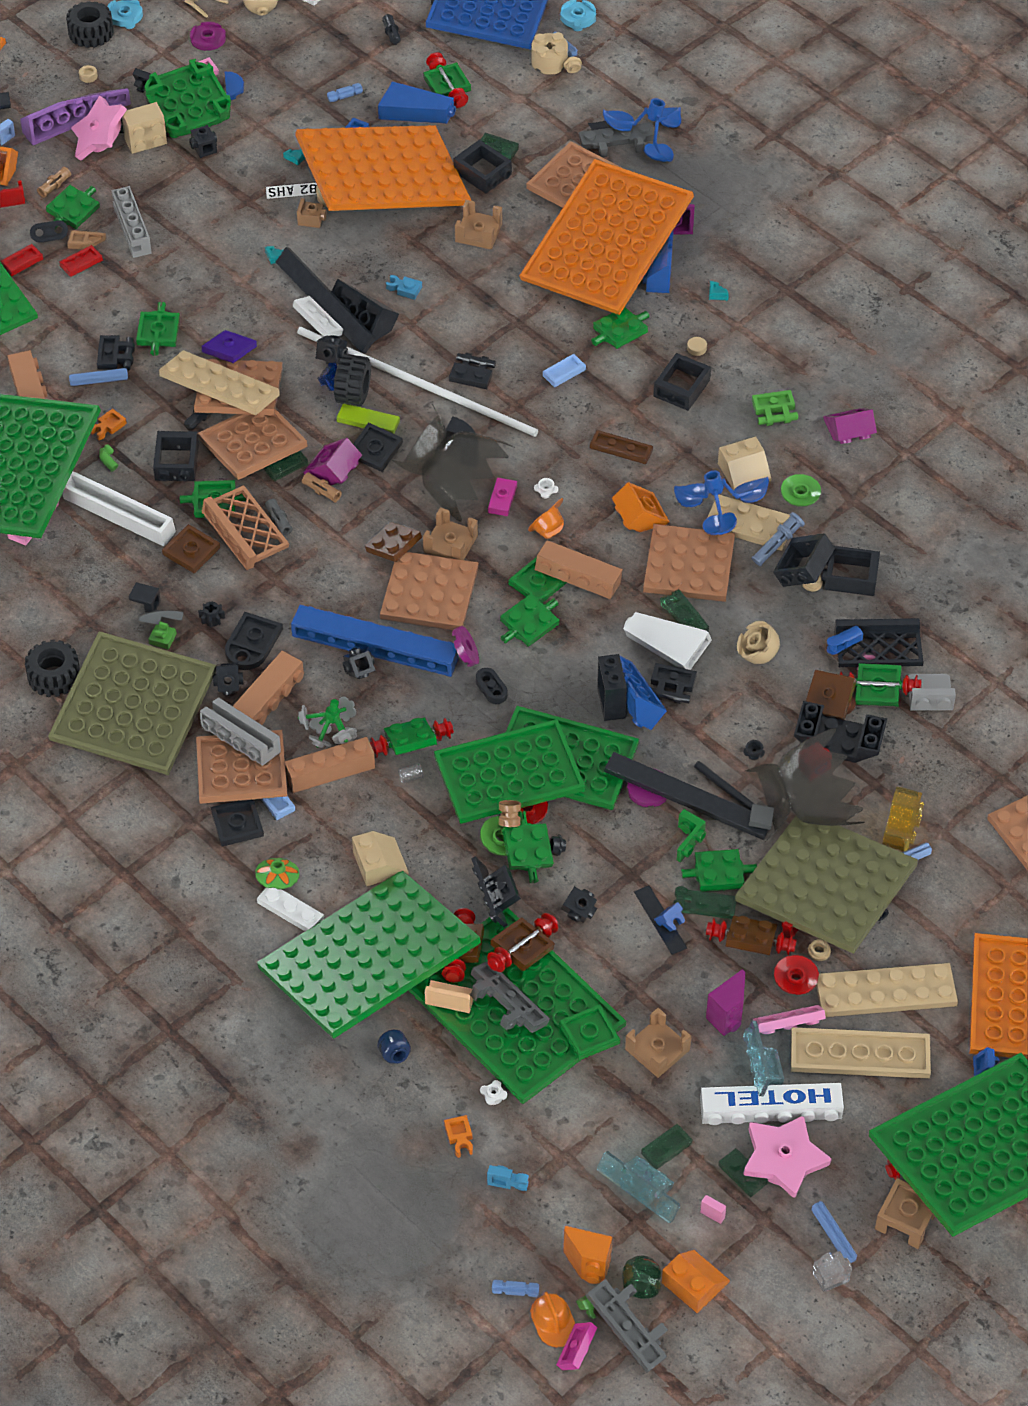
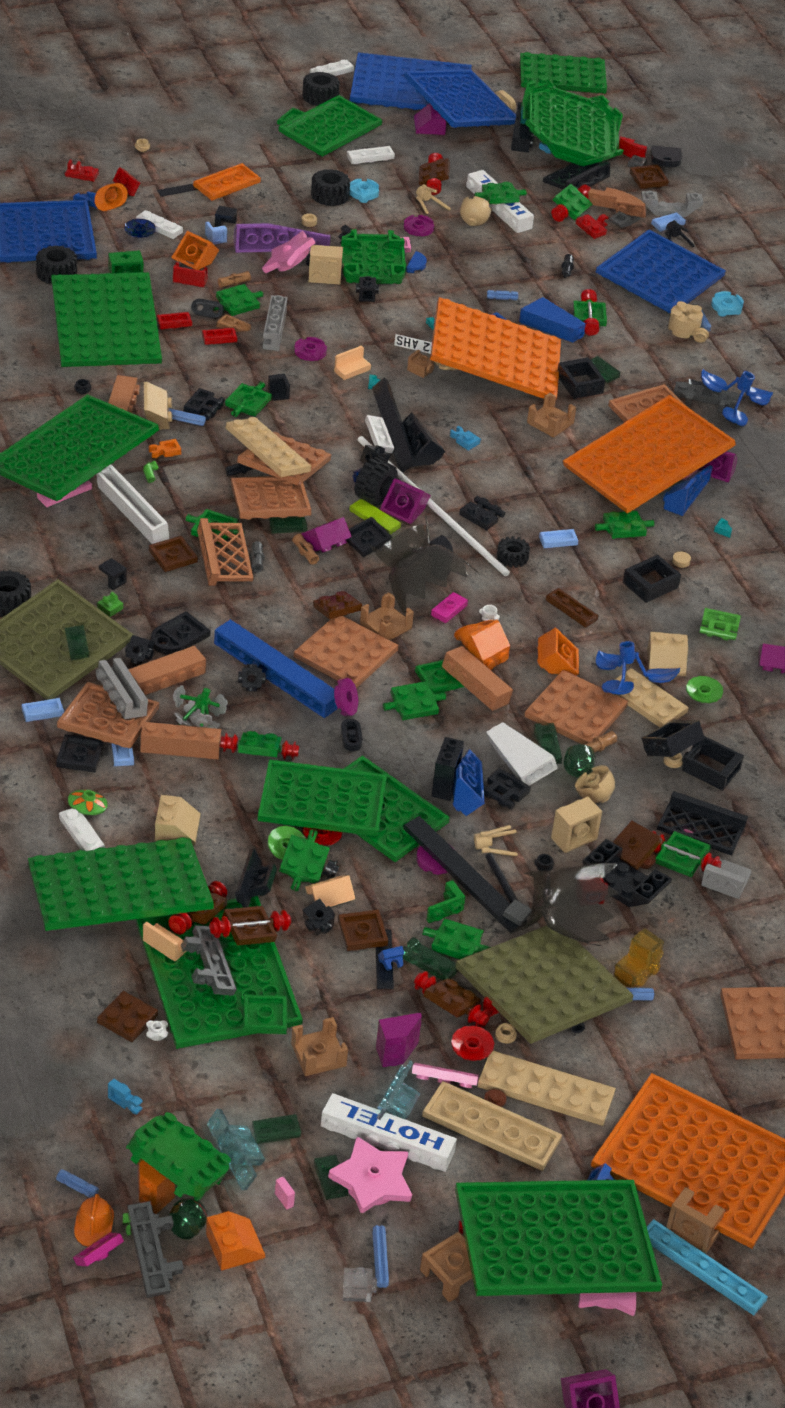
camera: 20 degrees right, 10 degrees down
(74, 379) = (157, 405): none -> tan slope
(155, 616) = (113, 587): dark grey slope -> none
(163, 697) = (77, 642): none -> clear green plate
(167, 787) = (42, 709): none -> light blue tile
(176, 441) = (206, 476): black window -> none
(181, 300) = (278, 387): none -> black panel
(186, 246) = (317, 351): none -> magenta tile
(211, 614) = (158, 603): black gear -> none
(229, 346) = (295, 429): dark purple plate -> none
(239, 241) = (351, 363): none -> light nougat panel
(390, 390) = (404, 501): none -> magenta slope
(394, 1046) = (96, 961): dark blue head -> none
(410, 768) = (244, 769): clear piece -> none
(456, 1091) = (127, 1016): none -> reddish brown plate
(459, 1132) = (107, 1047): orange plate -> none
(509, 815) = (300, 826): medium nougat wheel -> none
(530, 397) = (513, 551): none -> black tyre
(571, 869) = (332, 891): none -> light nougat panel
(573, 527) = (489, 645): none -> orange slope
(604, 1219) = (179, 1155): none -> green plate
(626, 898) = (362, 930): none -> reddish brown plate
(685, 750) = (484, 840): none -> tan plant
(728, 623) = (579, 760): none -> clear green helmet
(733, 594) = (599, 743): none -> medium nougat pin
(765, 696) = (576, 824): none -> tan brick
(783, 533) = (670, 714): sand blue pin -> none
(843, 640) = (670, 808): blue bar -> none
(847, 1022) = (496, 1097): none -> copper plate

